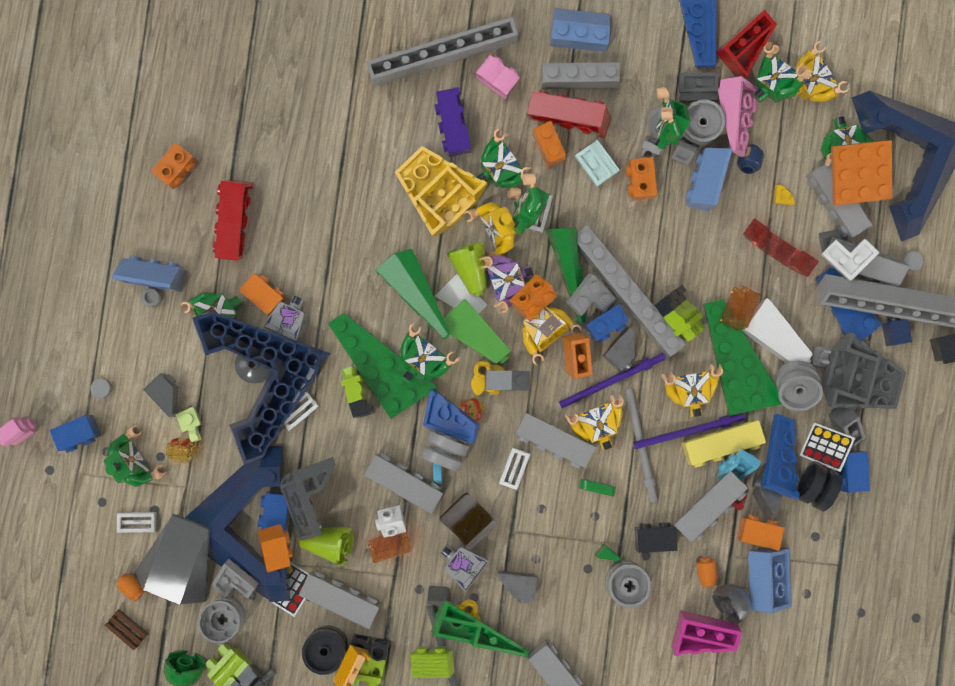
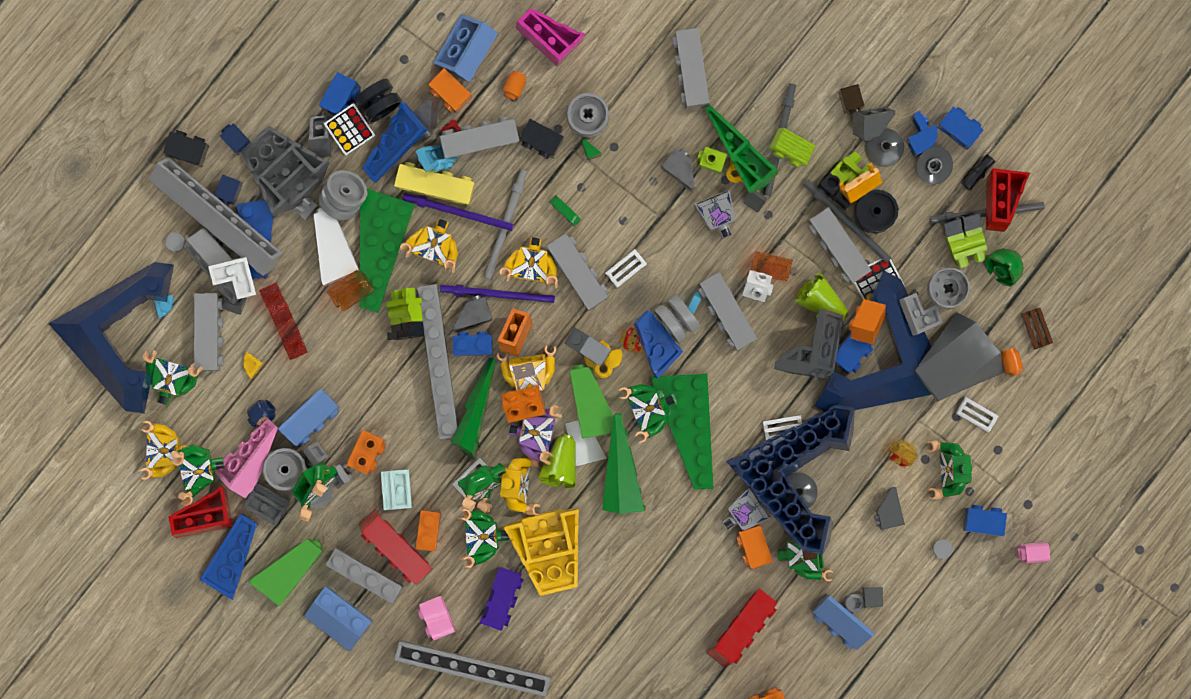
camera: 150 degrees left, 0 degrees up
(138, 312) = (873, 596): none -> dark grey slope
(189, 421) = (882, 475): yellowish green plate -> none
(355, 393) = (724, 413): lime hips -> none
(383, 633) = (820, 195): none -> dark grey bar
(468, 520) = (691, 247): dark brown bracket -> none
(496, 608) = (711, 160): none -> lime brick
(590, 292) = (470, 380): light grey plate -> none
(646, 39) = (286, 573): none -> bright green slope
(733, 602) = (508, 48): flat silver cylinder -> none
(861, 172) = (177, 343): orange plate -> none
(886, 203) = (163, 308): none -> medium azure tile
(919, 379) = (234, 138): none -> dark blue brick

